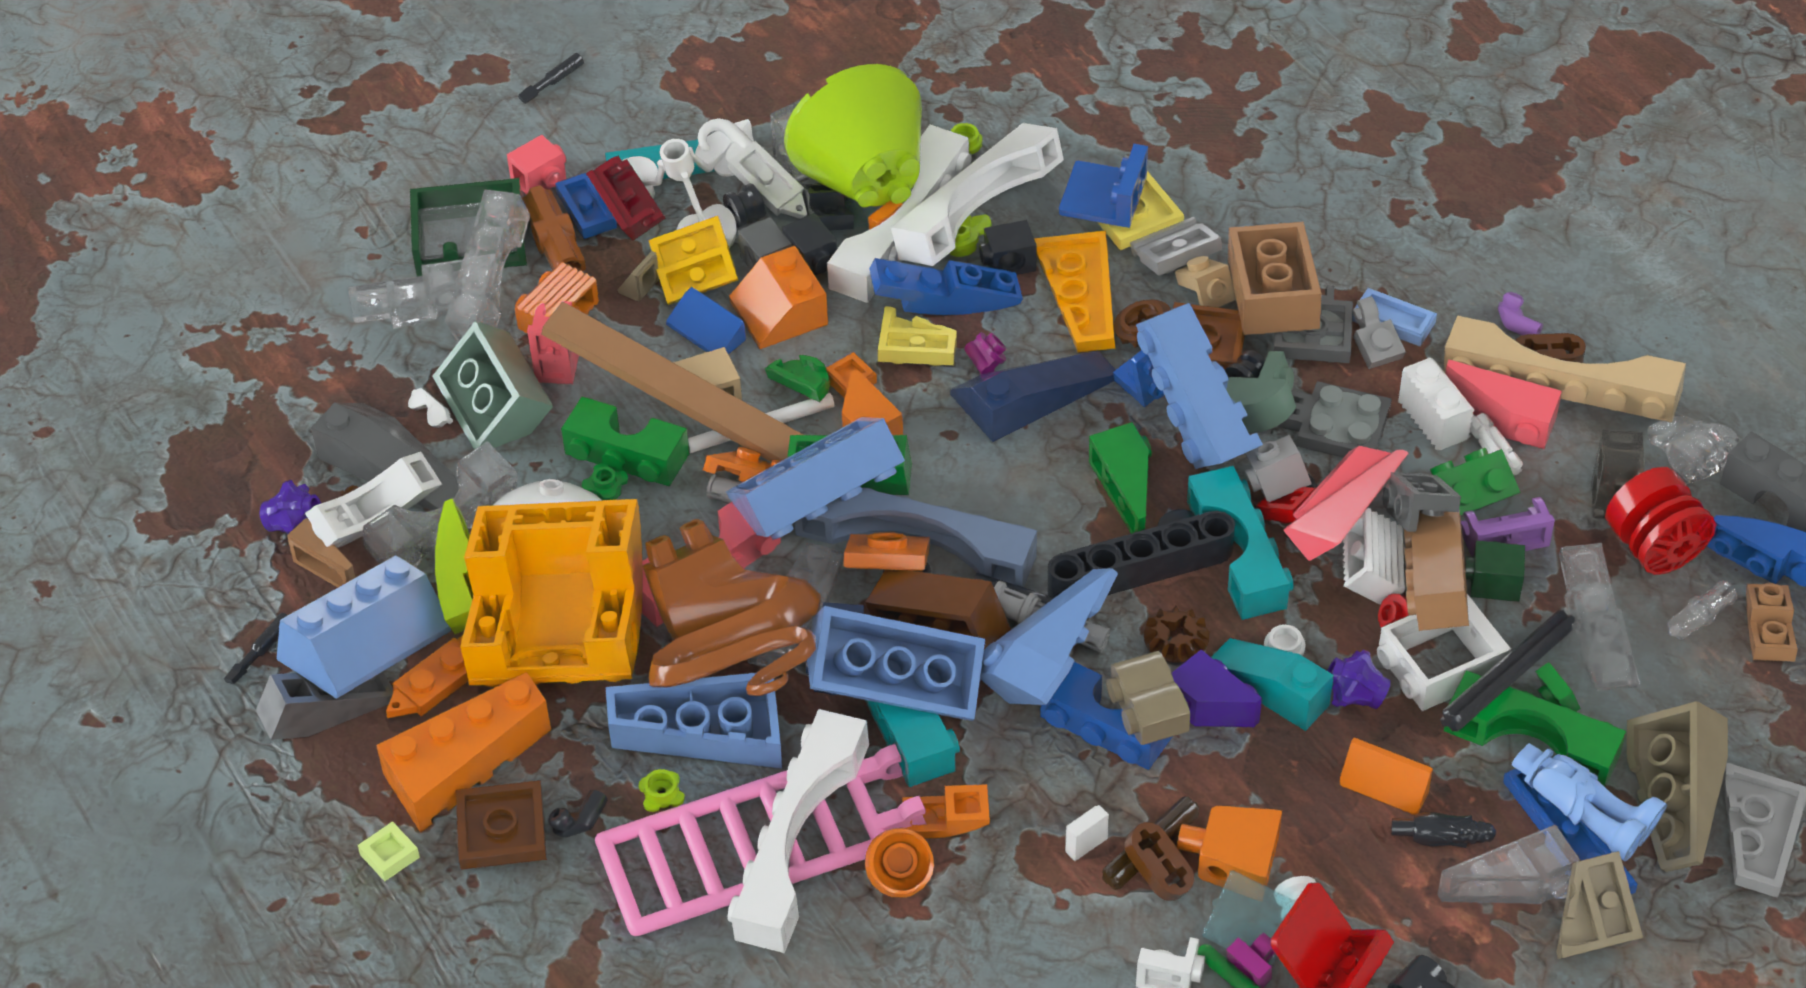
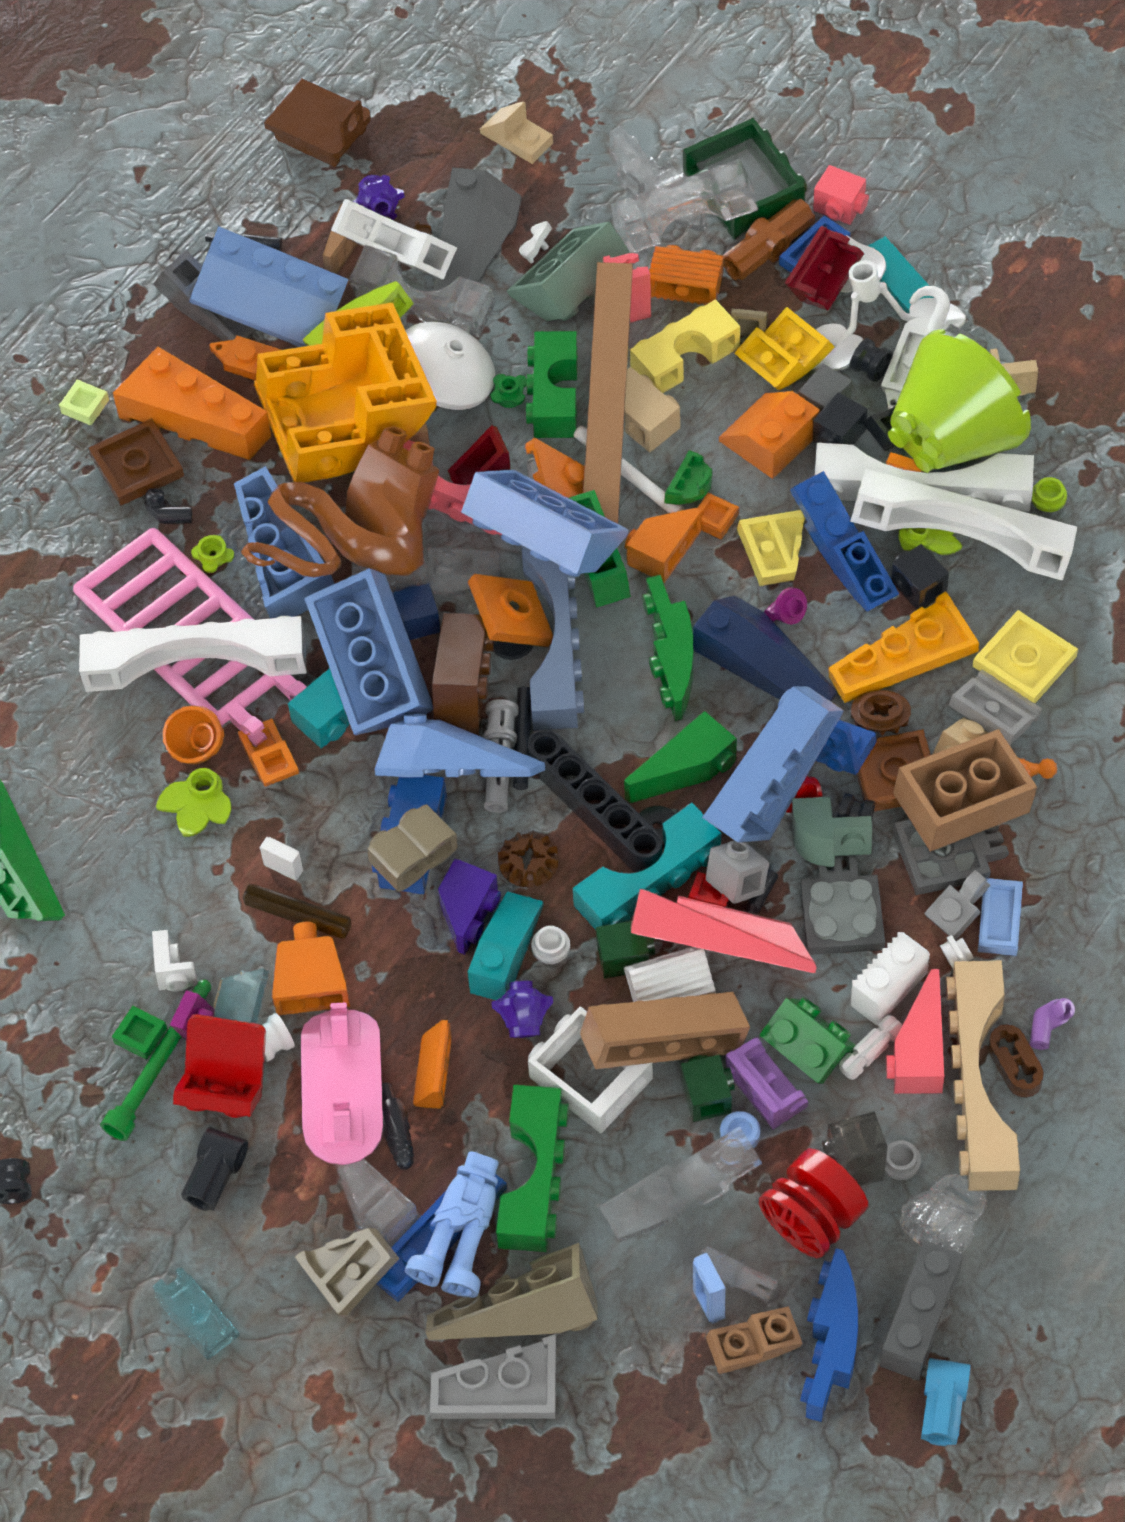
camera: 70 degrees right, 10 degrees up
(157, 529) = (318, 122): none -> reddish brown piece
(273, 383) = (516, 133): none -> tan slope
(552, 77) = (964, 162): black piece -> none
(639, 310) = (704, 331): none -> light yellow arch
(687, 504) = (486, 454): none -> dark red slope
(706, 323) = (719, 390): blue slope -> none
(977, 898) = (193, 806): none -> lime plate
(1005, 445) = (671, 648): none -> green slope
(1105, 191) = (1018, 621): blue bracket -> none
(1159, 861) = (262, 914): reddish brown beam -> none
(1318, 587) = (621, 948): none -> dark green brick
(1385, 851) = (341, 1085): none -> bright pink piece
(1415, 493) = (740, 988): dark grey bracket -> none
(1426, 348) = (956, 950): none -> white plate
(1507, 671) = (568, 1119): black axle -> none
(1545, 567) = (747, 1123): none -> light blue tile
(1555, 688) = (584, 1174): green plate -> none
(1723, 622) = (708, 1288): none -> light blue tile

